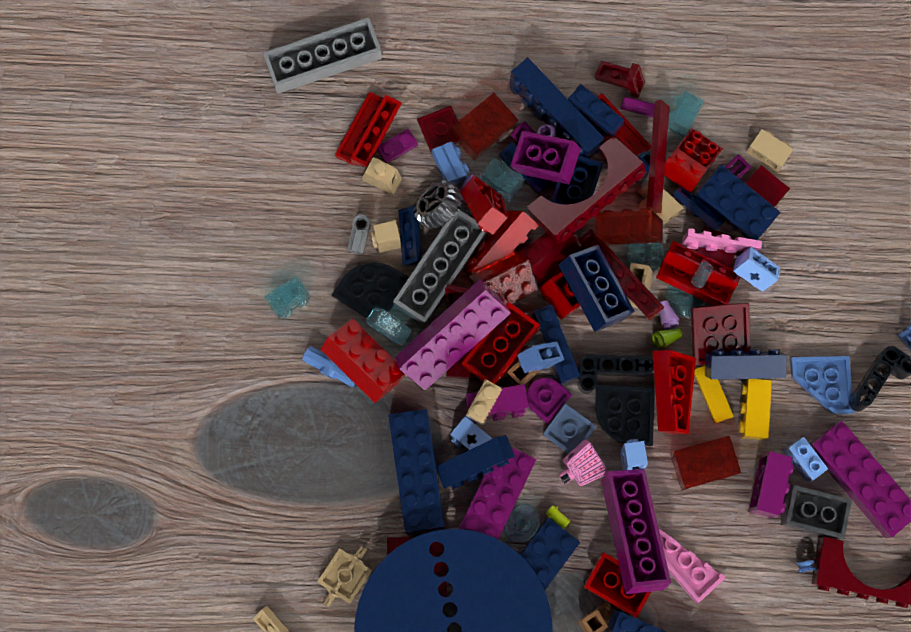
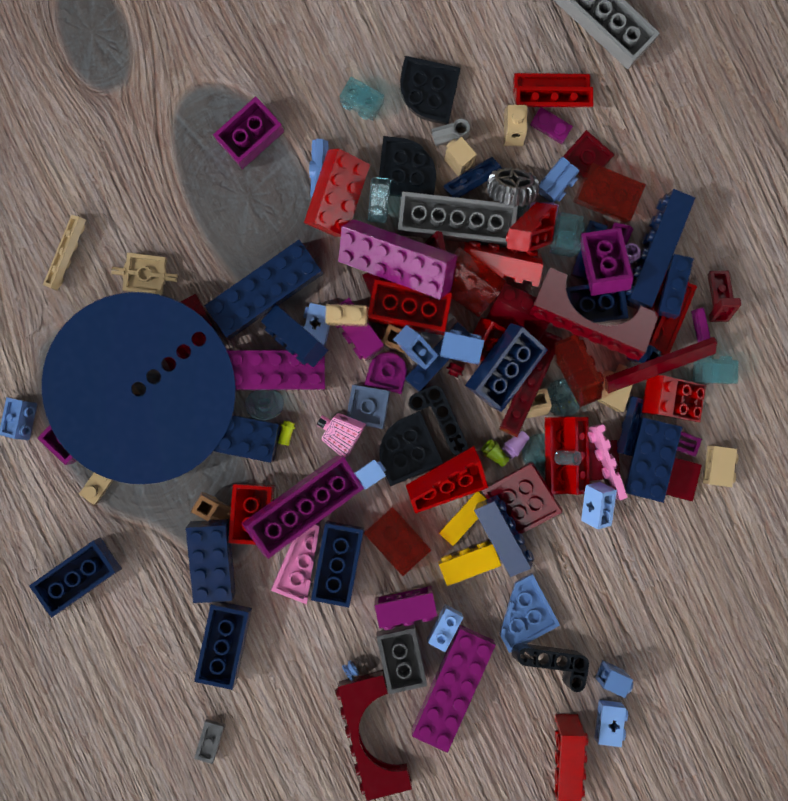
camera: 65 degrees right, 10 degrees up
(266, 413) = (249, 132): none -> magenta brick
(309, 234) = (429, 88): none -> black plate
(561, 316) = (462, 347): none -> medium blue brick
(574, 336) = (455, 370): none -> dark red plate
(702, 528) = (337, 564): none -> dark blue brick

